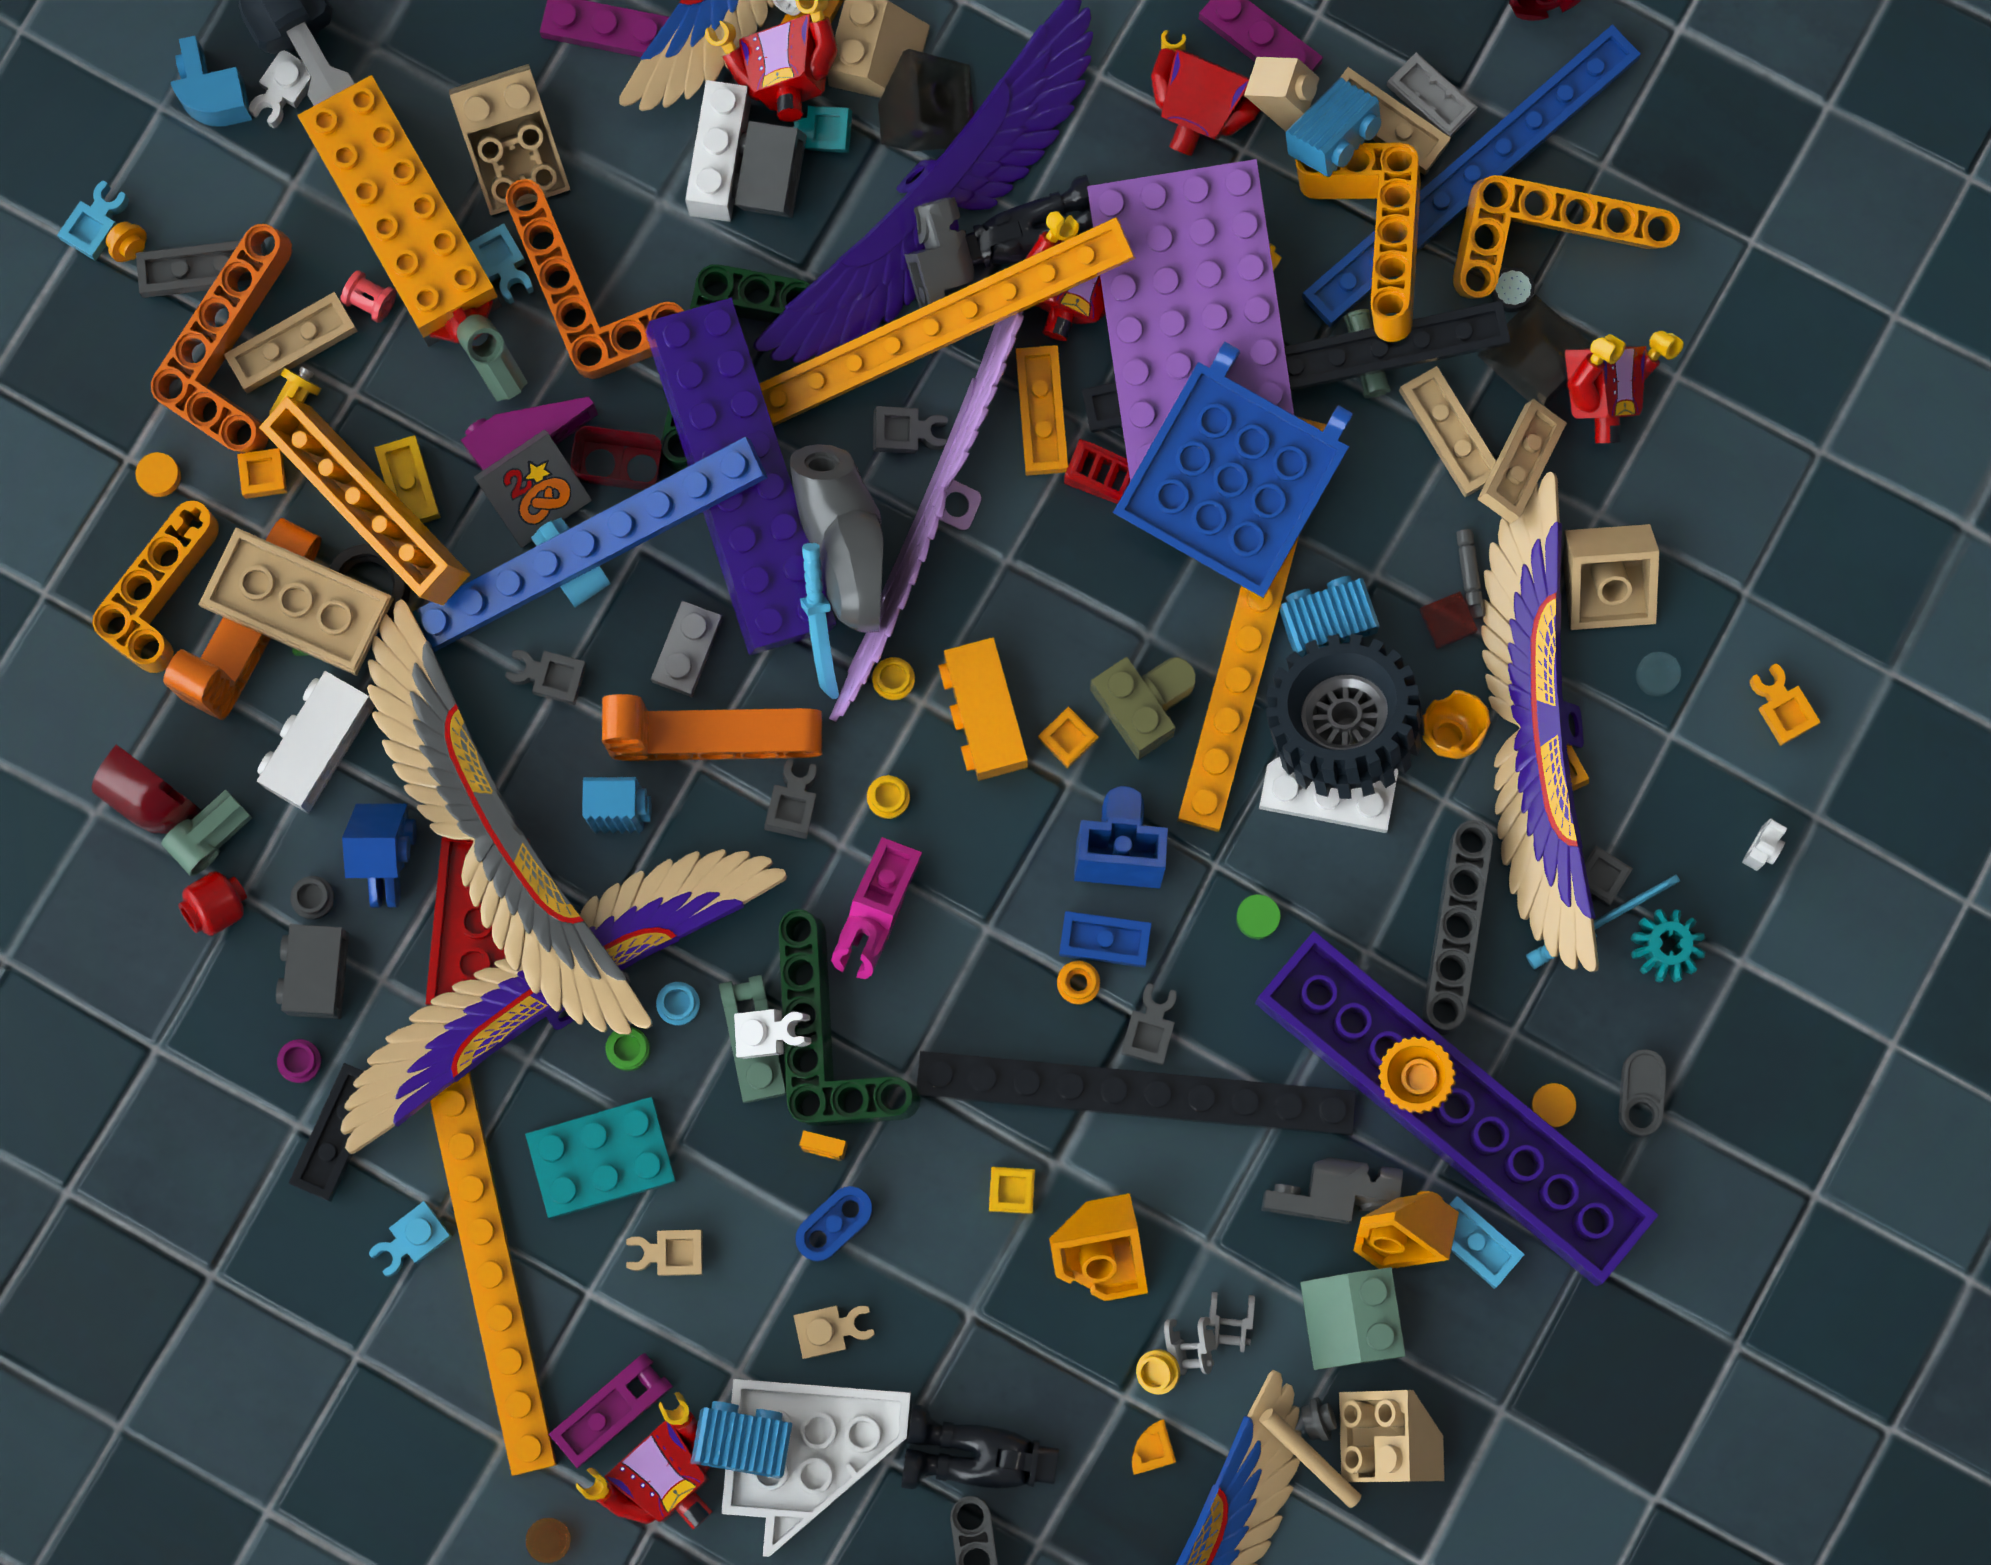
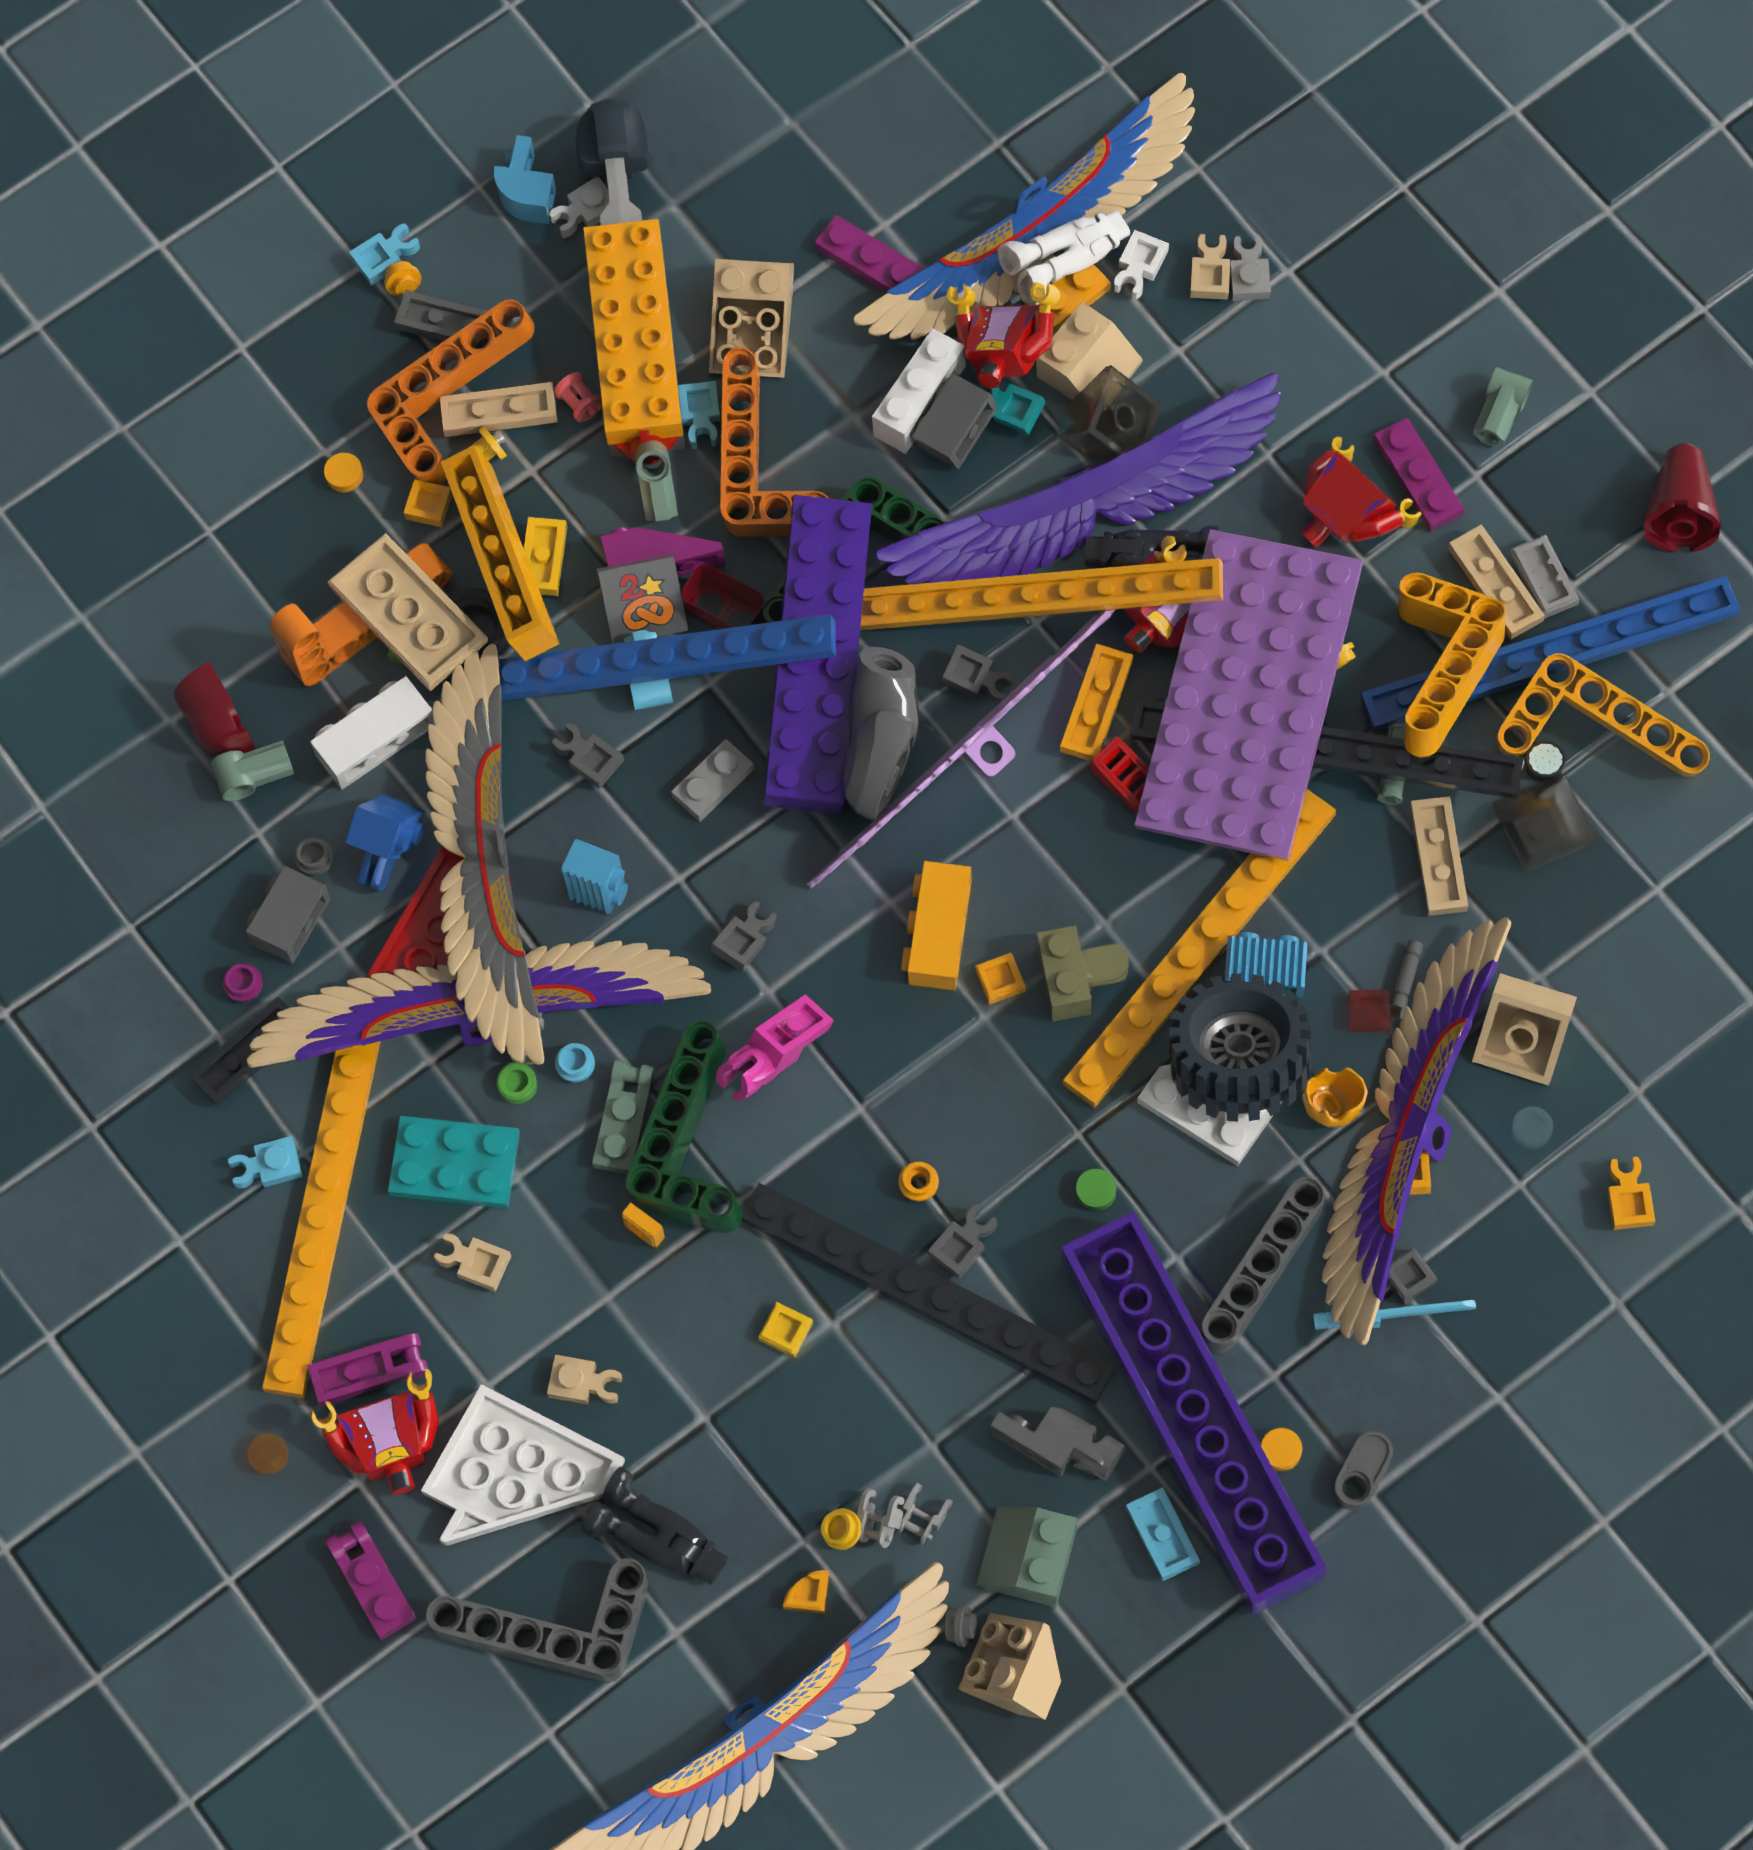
camera: 25 degrees right, 10 degrees down
(164, 583) = (309, 555): light orange beam -> none
(212, 903) = (230, 827): red head -> none
(645, 735) = (734, 868): orange beam -> none
(741, 1441) = (463, 1431): dark azure brick -> none
(765, 1031) = (634, 1108): white plate -> none
(815, 607) = (829, 778): medium azure sword -> none
(832, 1222) = (622, 1291): blue plate -> none
(888, 797) = (826, 966): yellow plate -> none
(893, 678) = (874, 872): yellow plate -> none
(946, 254) = (1071, 542): dark grey plate -> none
(1101, 1249) = (837, 1406): light orange slope -> none
(1105, 939) = (956, 1154): blue plate -> none
(1120, 846) = (1003, 1081): blue brick -> none
(1232, 476) = (1230, 811): blue plate -> none
(1282, 88) = (1413, 518): tan slope -> none
(1310, 1458) = (938, 1651): tan bar -> none
(1334, 127) = (1443, 564): dark azure brick -> none
(1407, 1232) = (1103, 1493): light orange slope -> none
(1417, 1075) = (1166, 1361): light orange hat -> none
(1522, 461) = (1488, 901): tan plate -> none
(1610, 379) = (1595, 864): torso -> none
(1683, 948) = (1455, 1360): teal gear -> none
(1766, 845) = (1561, 1303): white plate -> none

